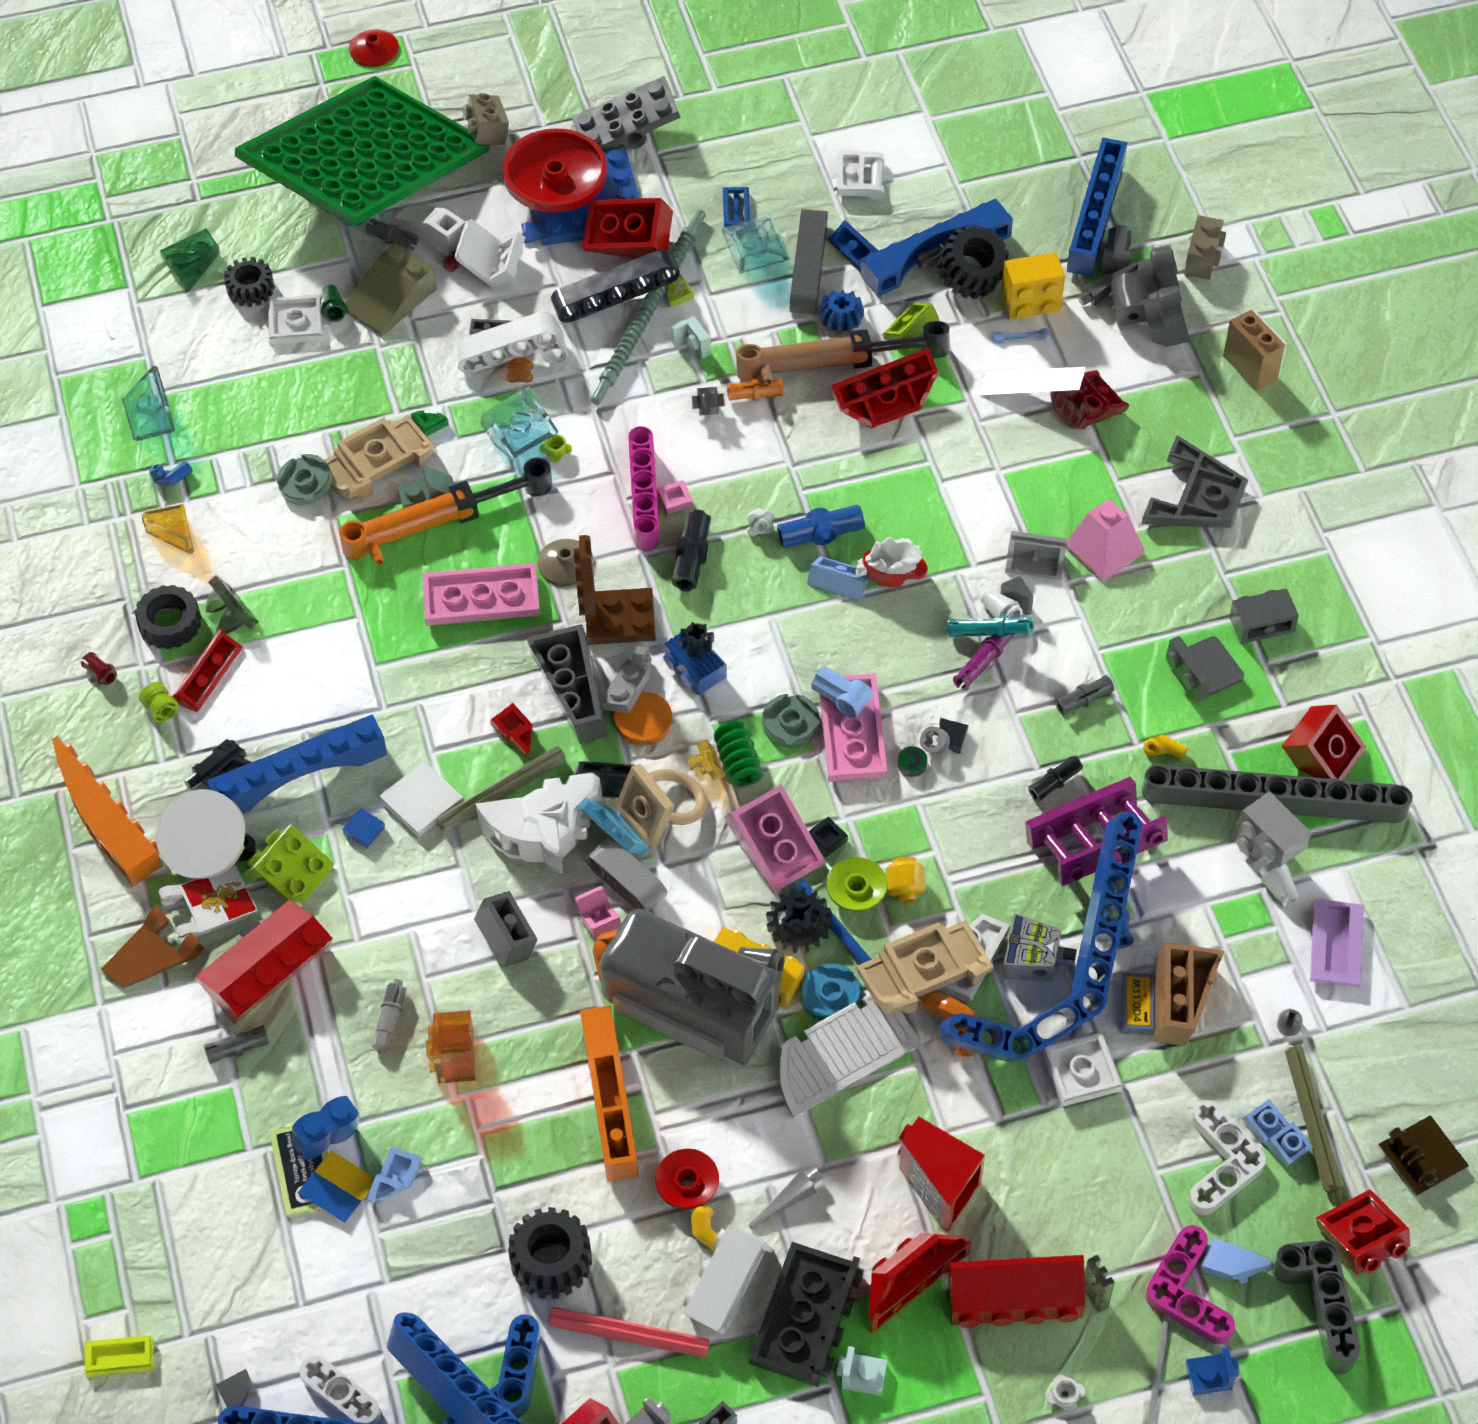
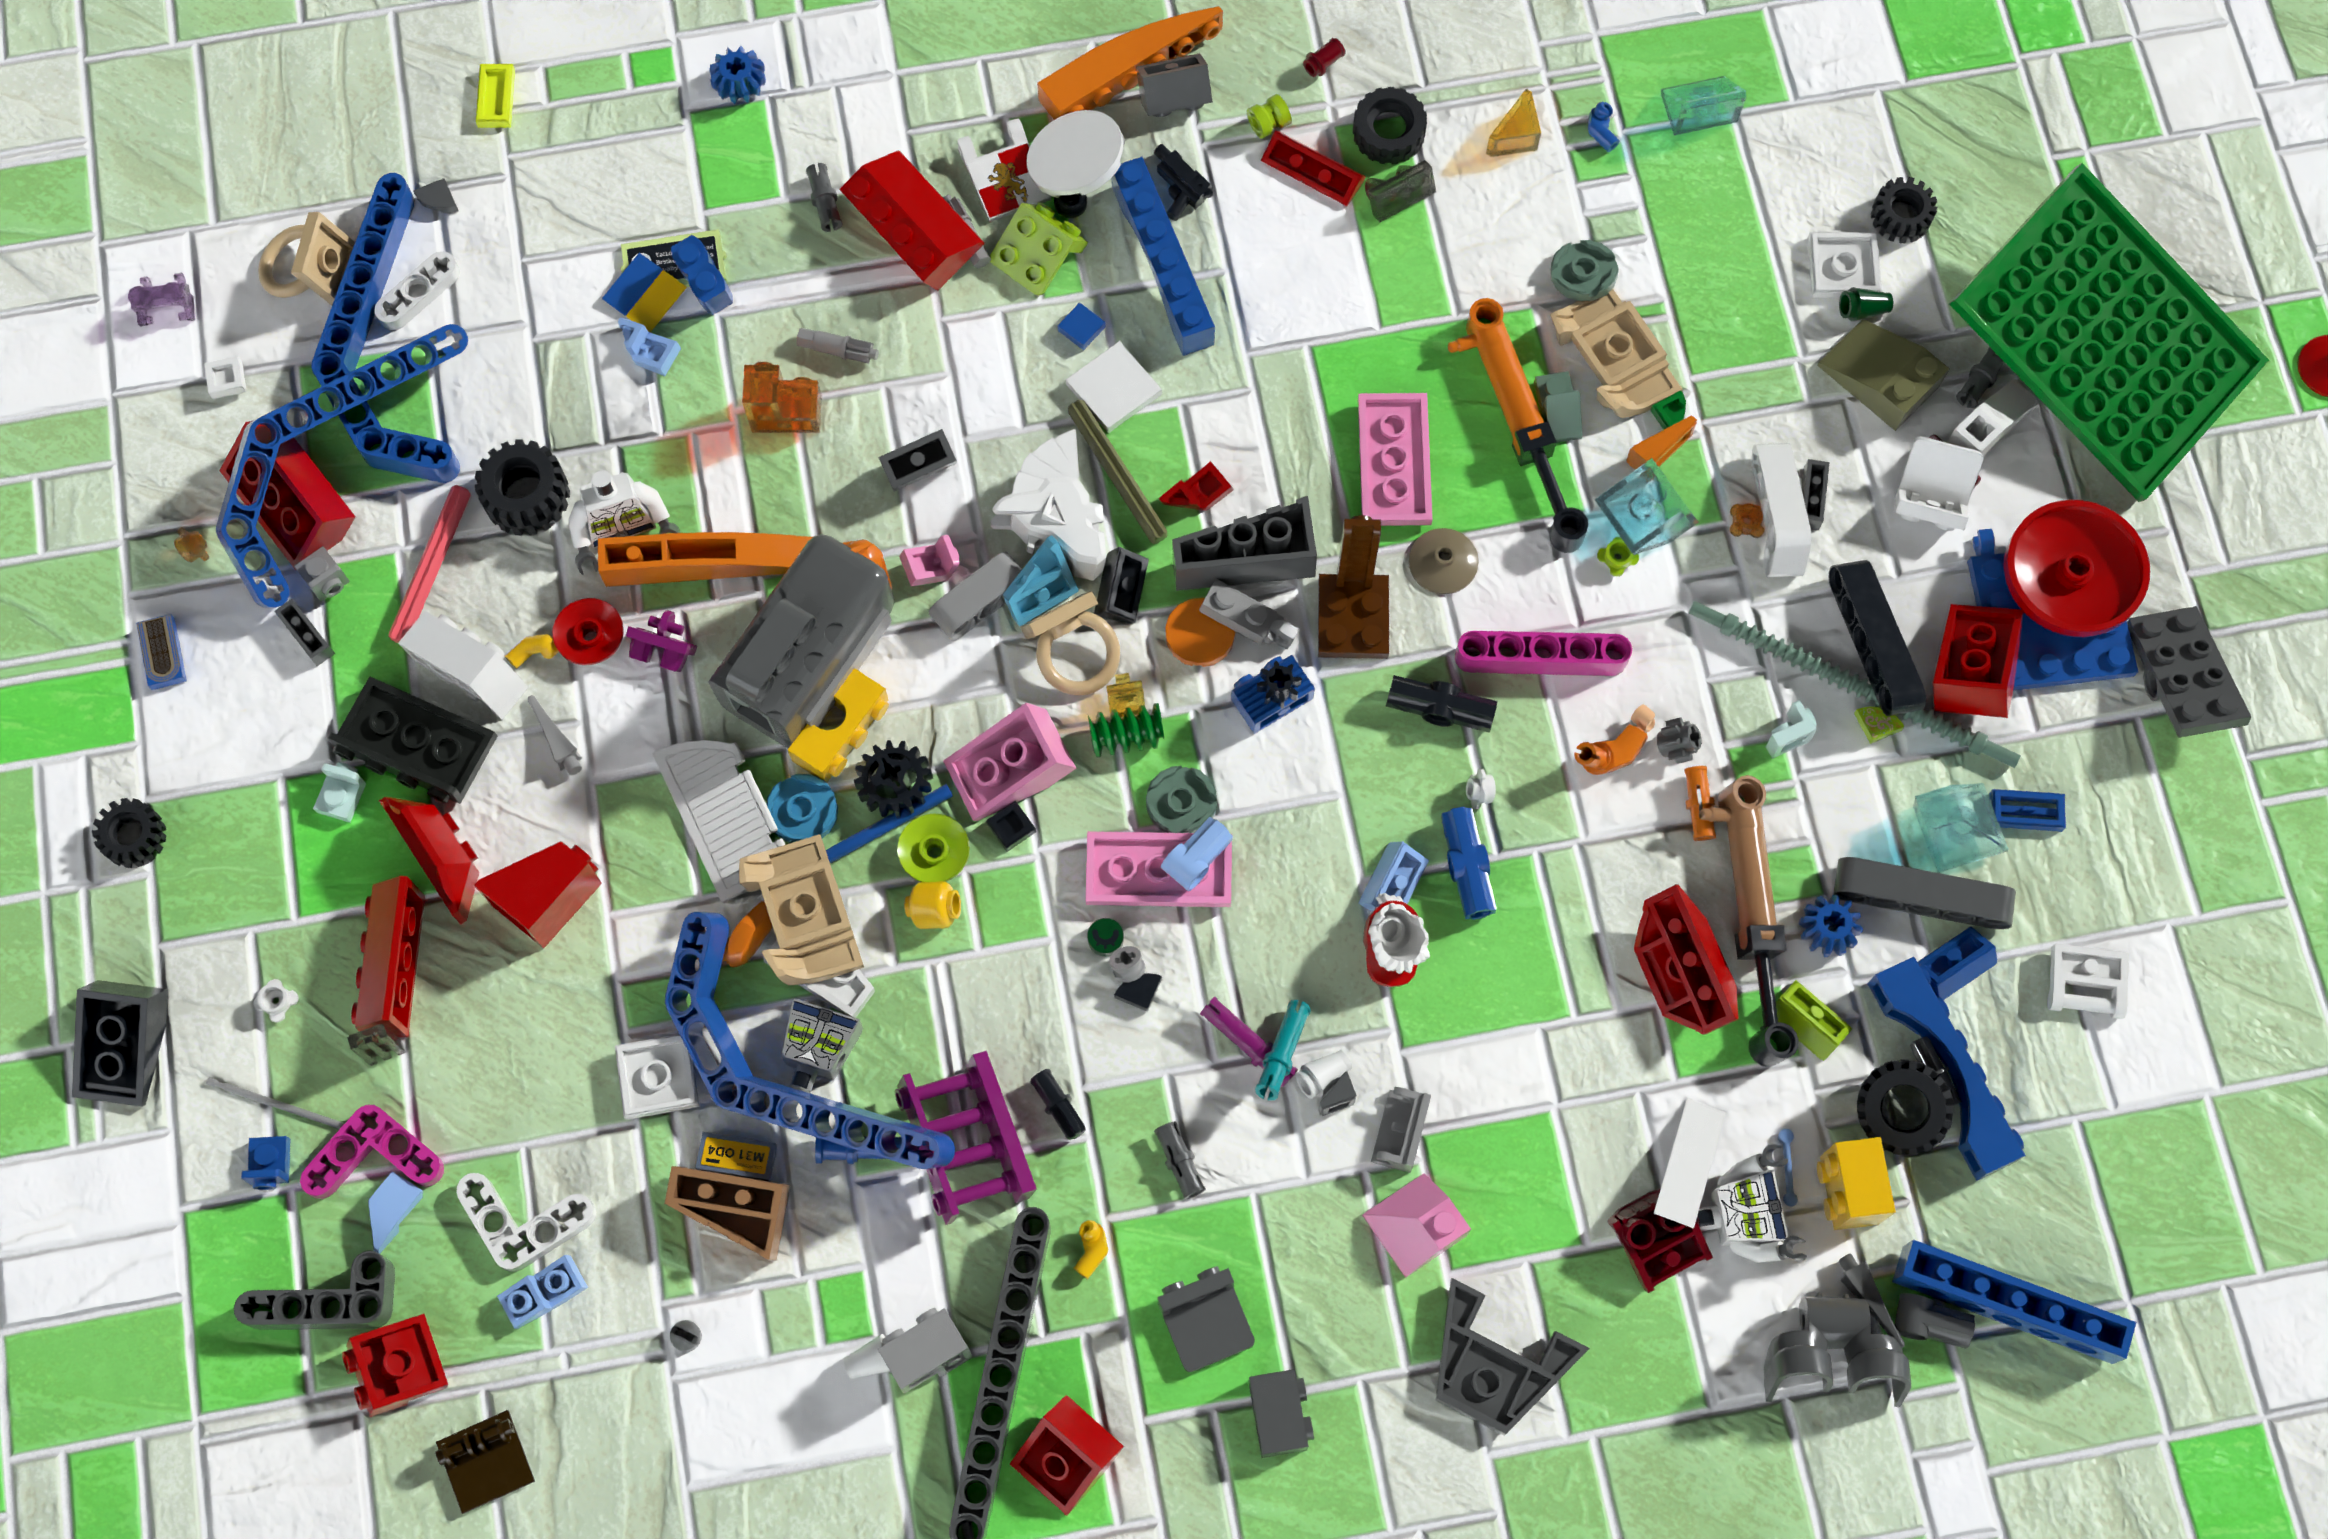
camera: 95 degrees right, 15 degrees up
(116, 1126) = (737, 74): none -> blue gear
(129, 769) = (1174, 85): none -> dark grey brick
(148, 954) = (946, 111): dark orange flag -> none
(191, 258) = (1945, 144): clear green wing -> none
(465, 423) = (1662, 444): none -> orange slope
(486, 119) = (2180, 492): dark tan brick -> none
(571, 1169) = (614, 508): none -> white torso
(675, 497) = (1527, 690): bright pink plate -> none
(696, 1106) = (675, 650): none -> magenta hips
(719, 437) = (1612, 755): none -> orange arm
(766, 956) = (824, 722): dark grey cone -> none
(1060, 345) = (1750, 1211): none -> torso
(1203, 248) = (1936, 1449): dark tan brick -> none
(1254, 349) = (1728, 1481): medium nougat piece -> none
(1313, 1119) = (553, 1337): olive axle -> none
(1337, 943) = (782, 1414): lavender piece -> none

